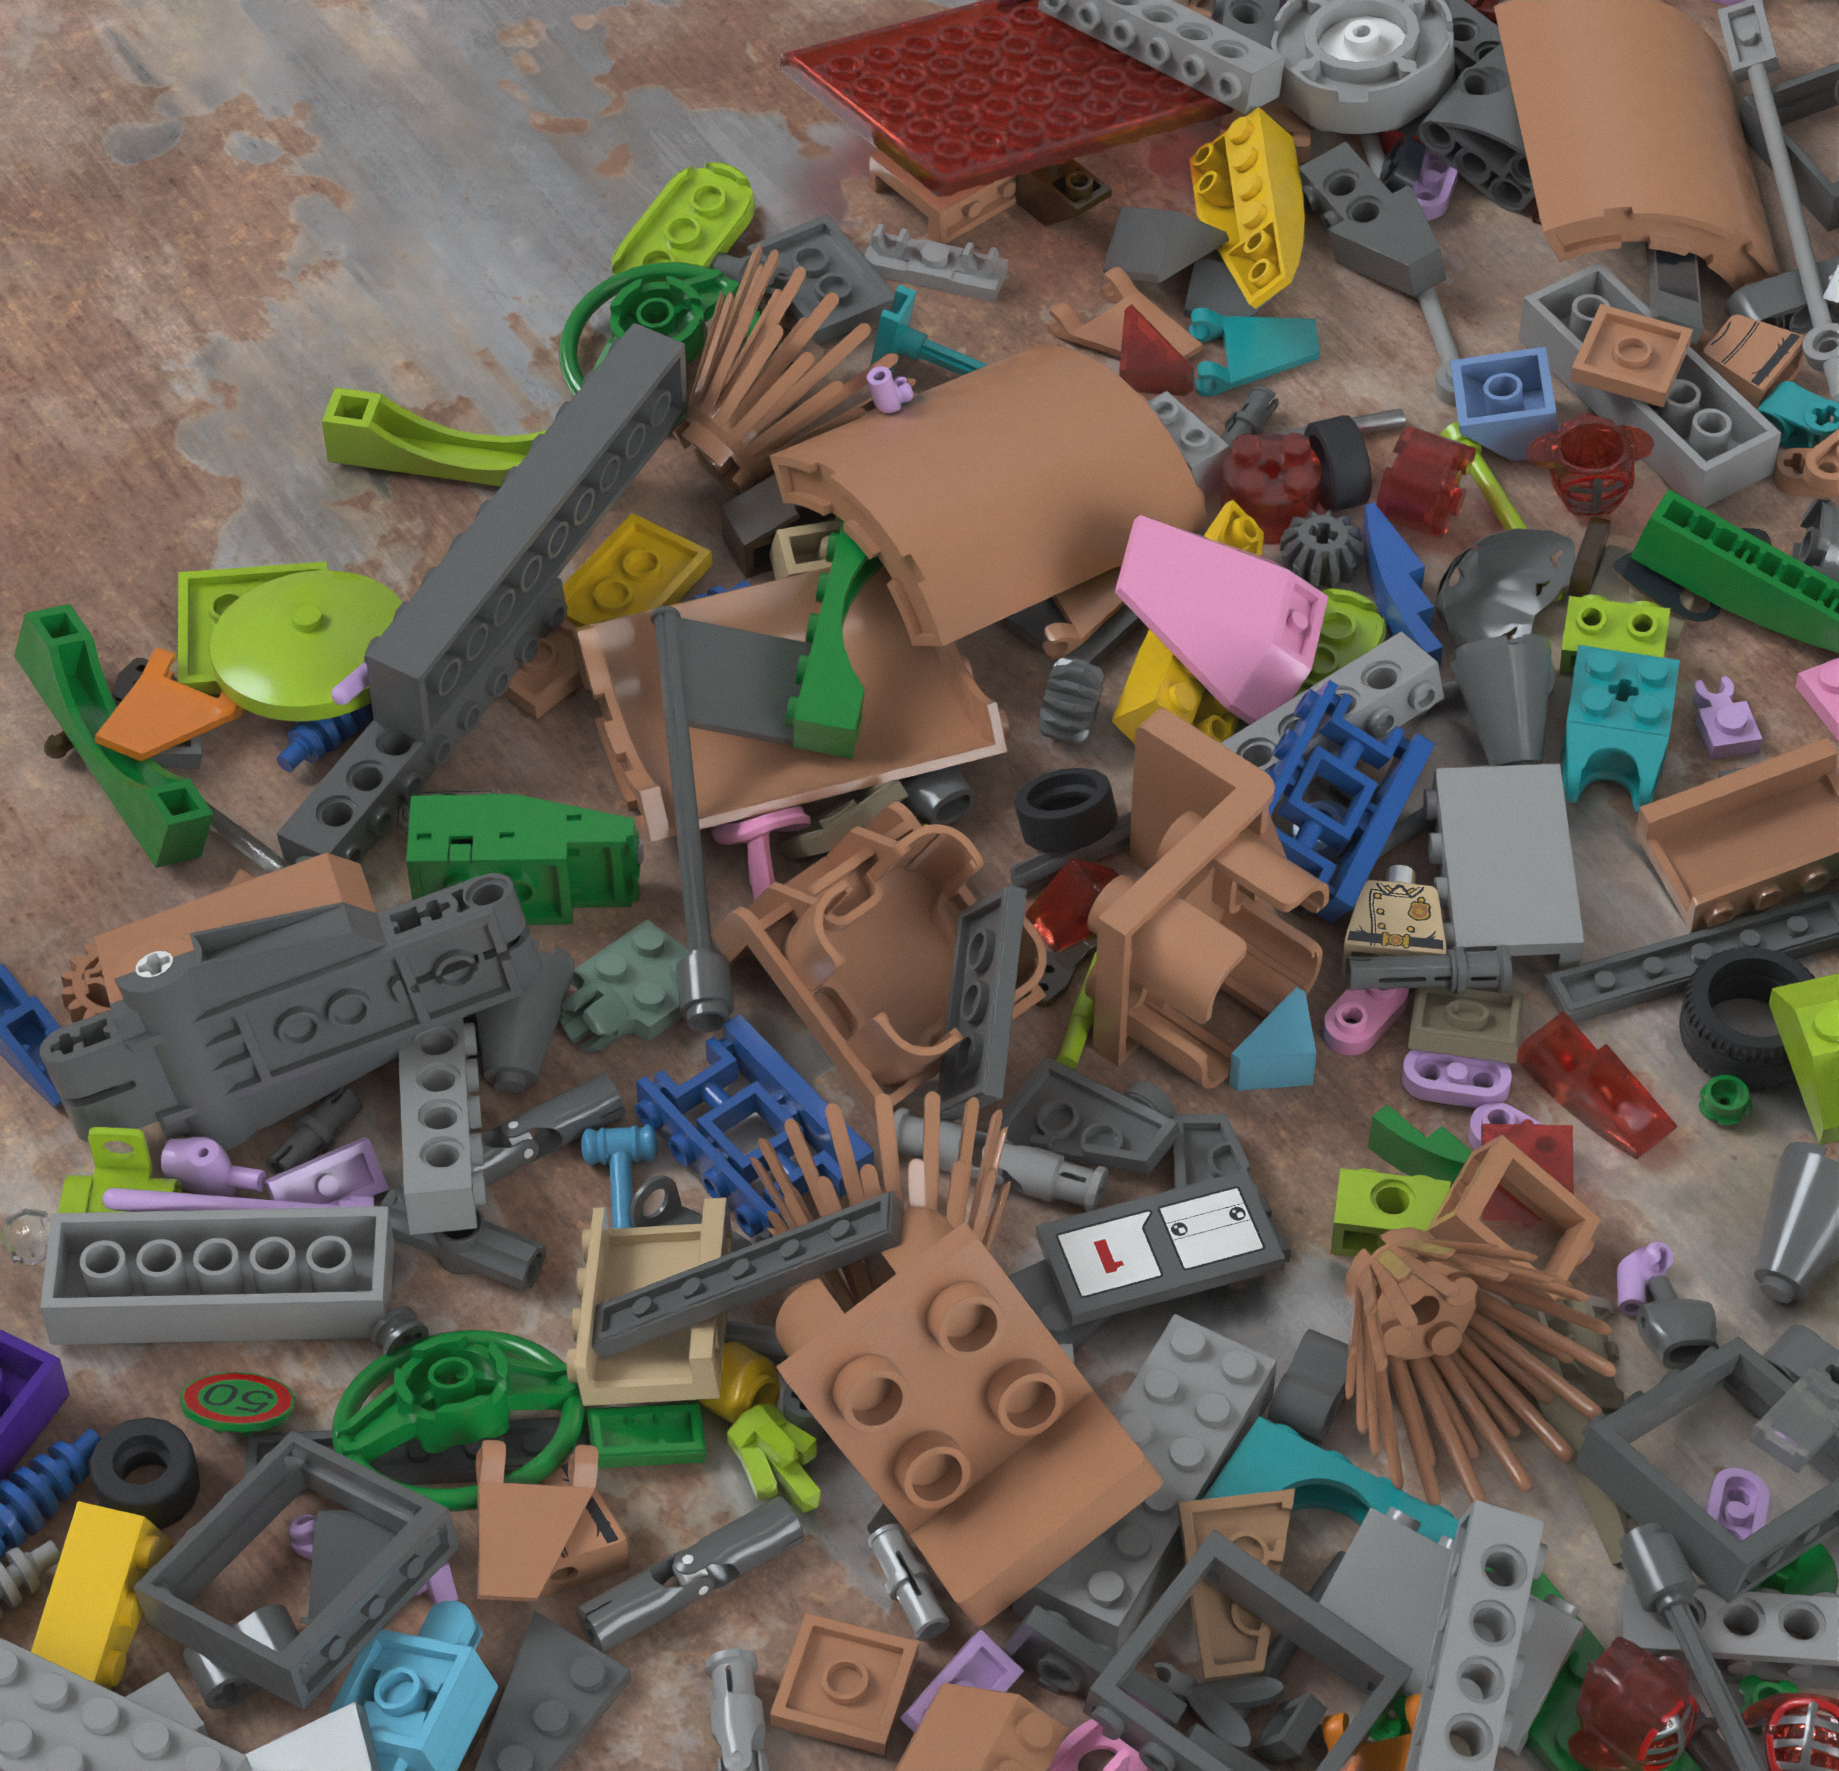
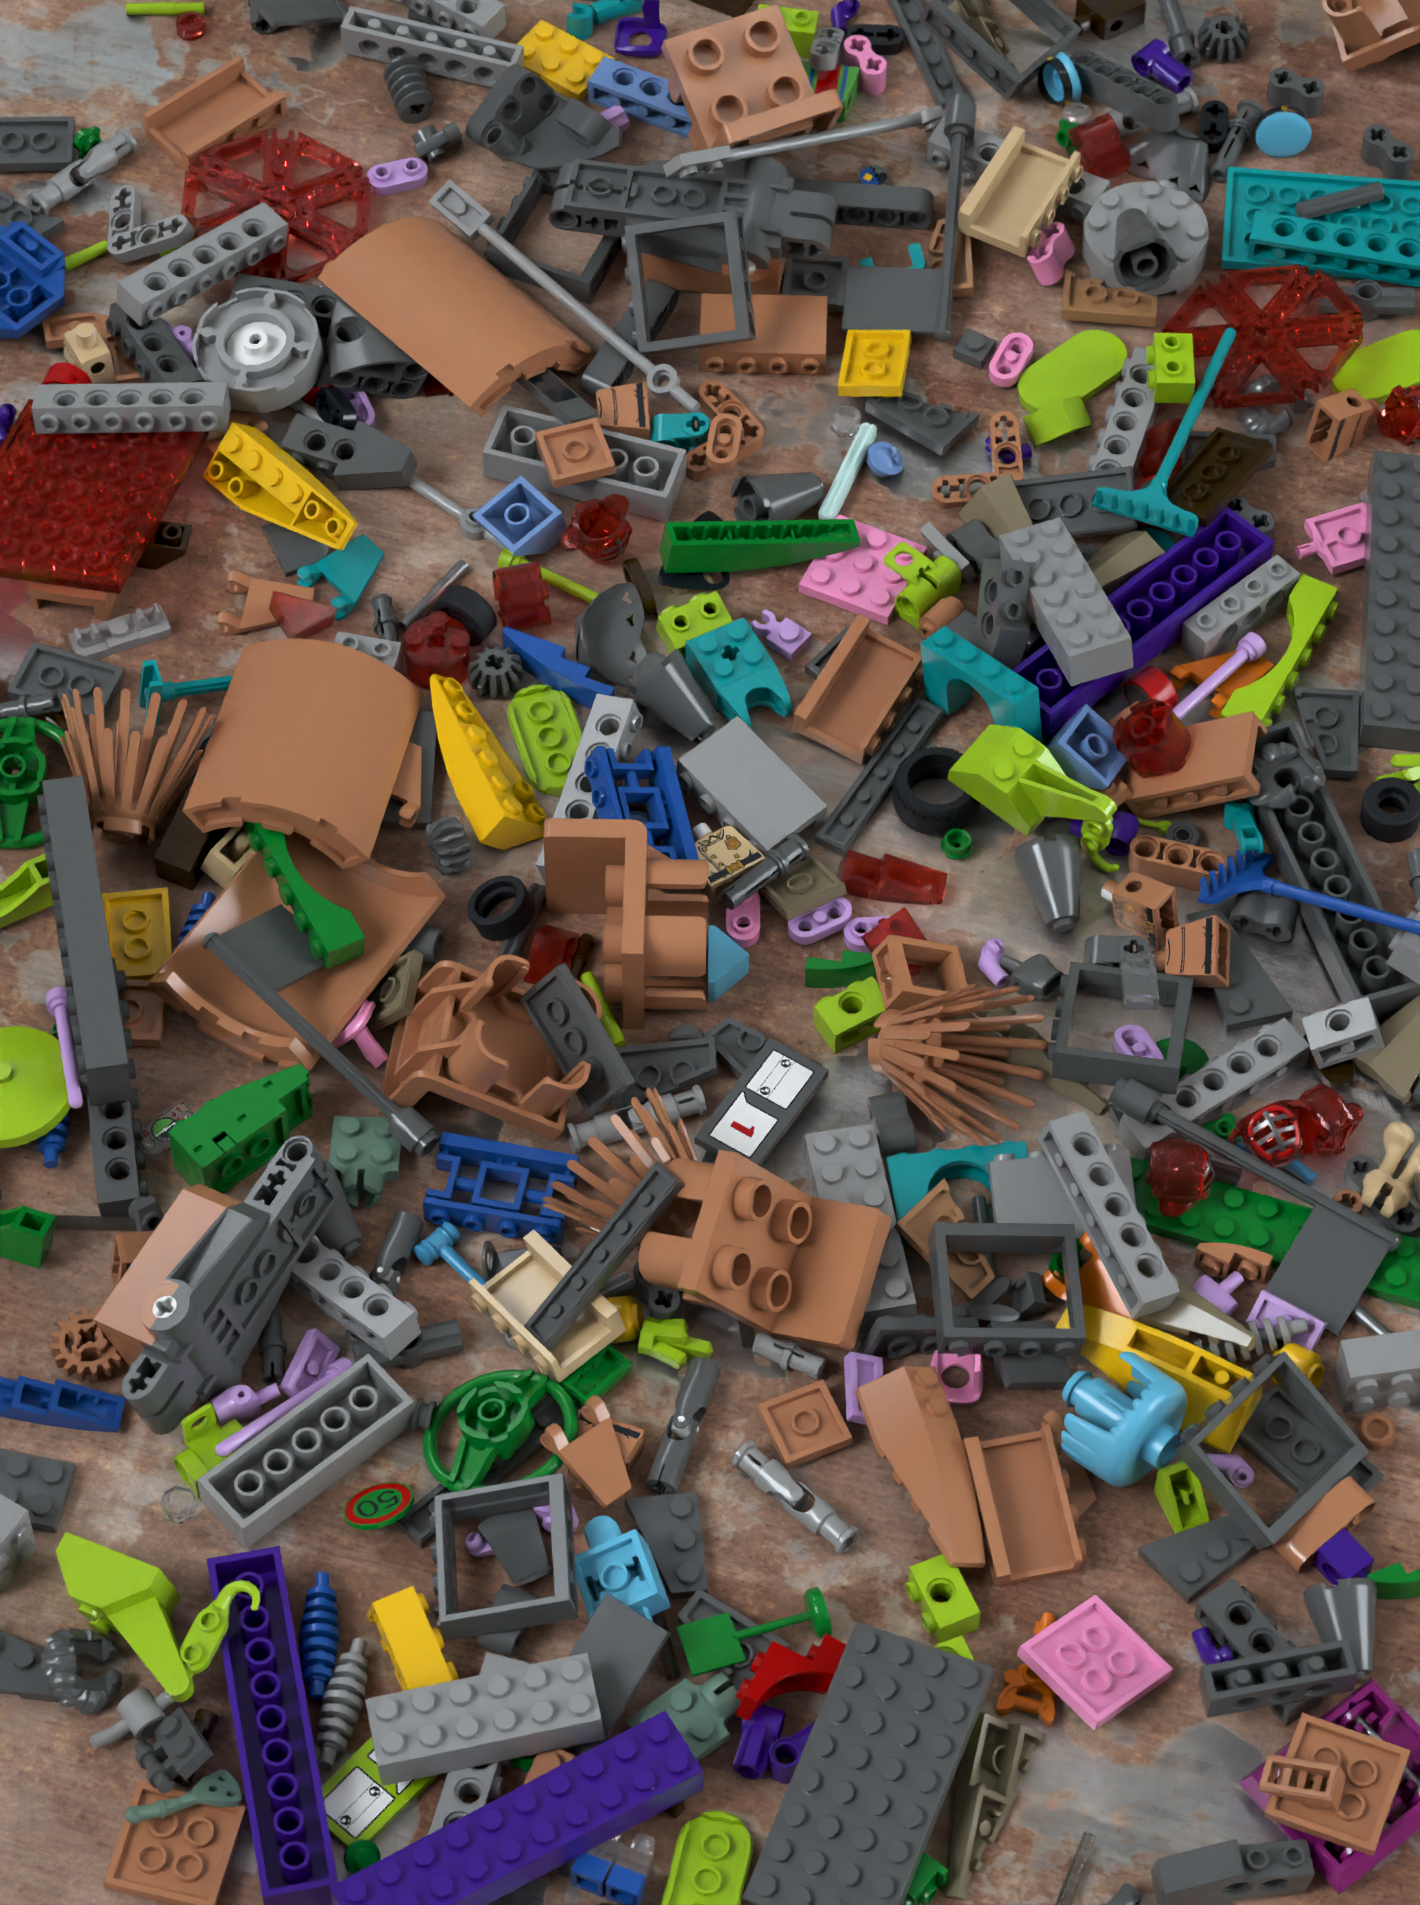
camera: 40 degrees left, 5 degrees up
(142, 1444) = (364, 1553): black tyre -> none
(887, 392) = (212, 730): lavender arm -> none
(1159, 243) = (245, 545): dark grey slope -> none
(1224, 614) = (499, 742): bright pink wedge -> none

